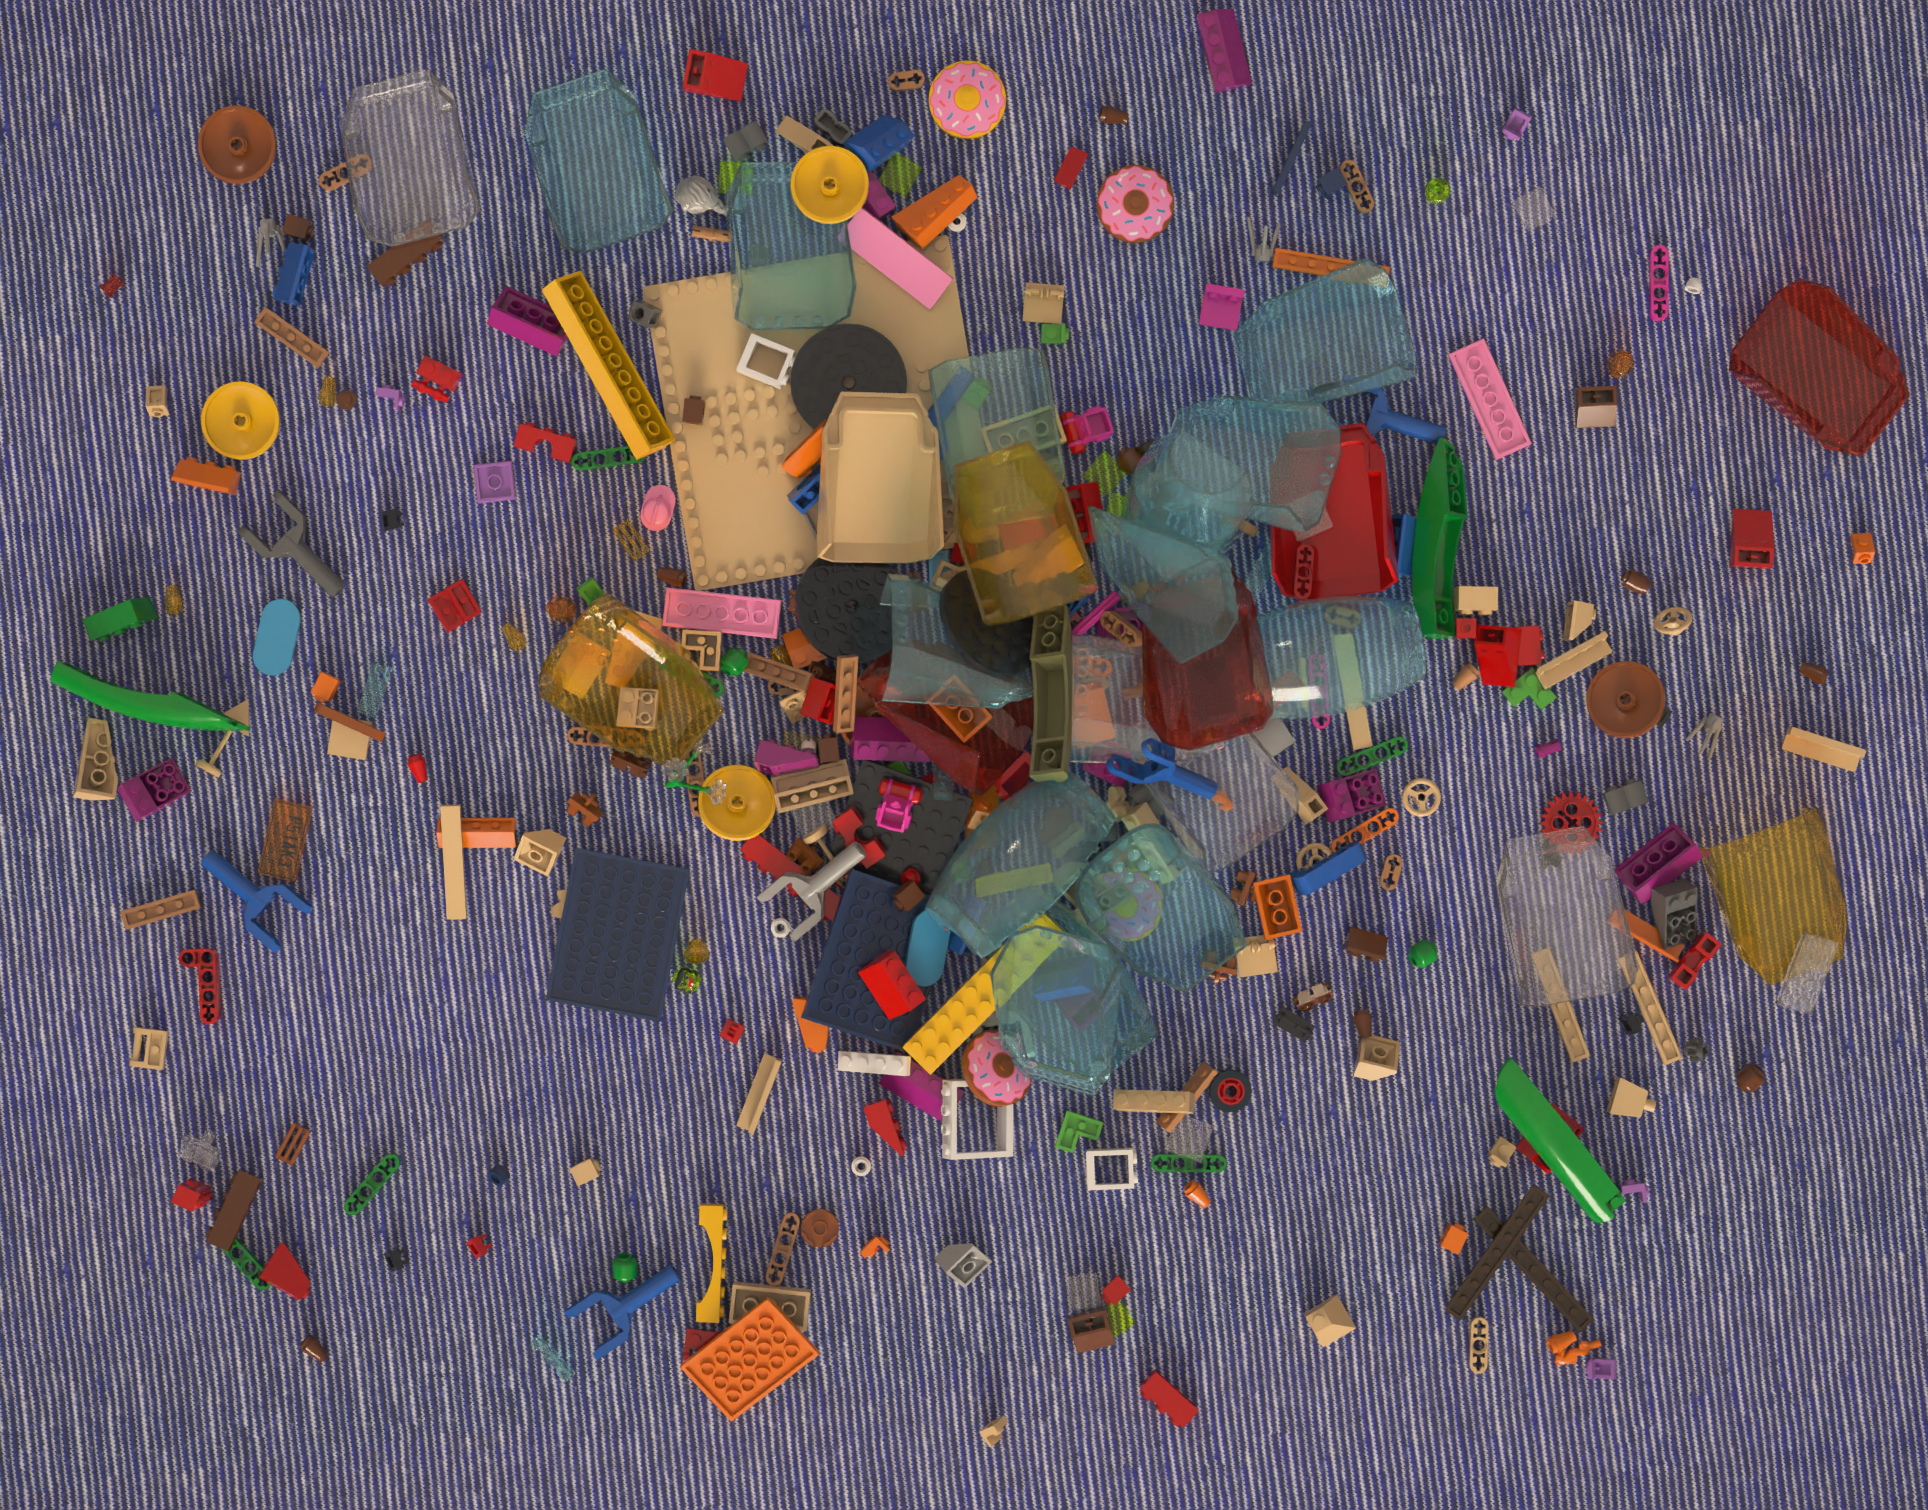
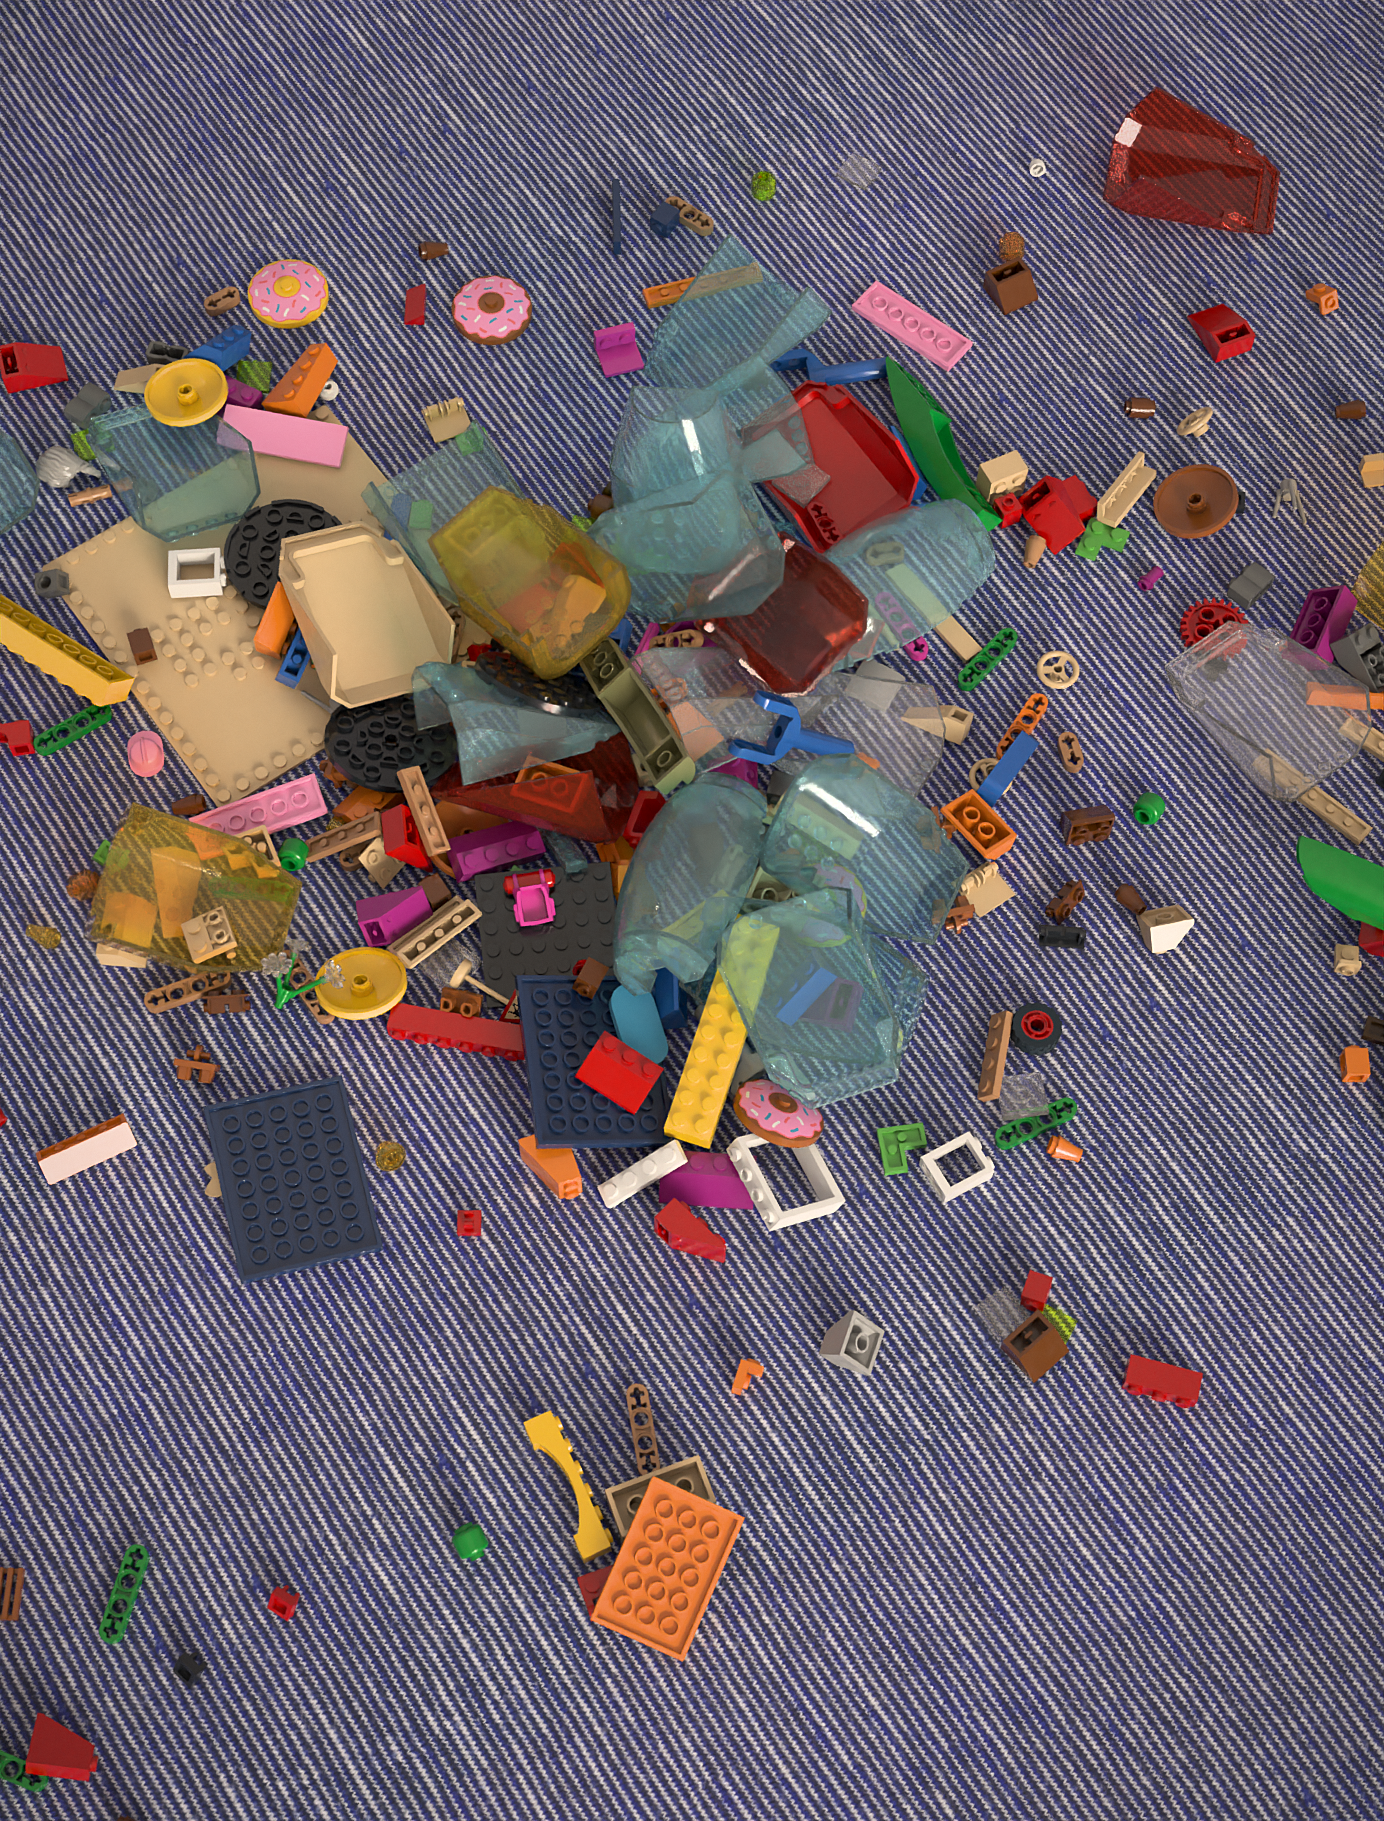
camera: 25 degrees left, 25 degrees down
(453, 861) = (71, 1185): tan tile -> none
(499, 1175) = (272, 1508): dark blue tile -> none
(540, 850) = (164, 1131): tan slope -> none
(552, 1357) = (430, 1692): clear light blue plate -> none
(585, 1171) = (373, 1452): tan brick -> none
(622, 526) = (121, 779): clear yellow tile -> none
(622, 1307) = (489, 1588): blue piece -> none
(686, 980) = (392, 1190): head -> none
(759, 1093) = (531, 1273): tan fence -> none
(776, 932) = (470, 1084): white plate -> none
(812, 888) = (484, 1020): light grey piece -> none
(819, 1228) = (673, 1388): dark orange tile -> none
(846, 824) = (489, 944): red arch -> none
(861, 1172) = (685, 1290): white plate -> none
(992, 1431) = (987, 1518): tan bracket -> none
(1087, 427) = (550, 491): dark pink piece -> none
(1153, 1101) = (963, 1069): tan brick -> none
(1223, 50) = (505, 164): magenta slope -> none
(1263, 251) = (633, 297): light grey plant -> none
(1329, 1320) = (1281, 1215): tan slope -> none
(1352, 795) = (989, 699): magenta slope -> none
(1516, 124) = (803, 113): medium lavender bracket -> none
(1578, 618) = (1105, 455): tan slope -> none
(1658, 283) = (1007, 177): dark pink beam -> none

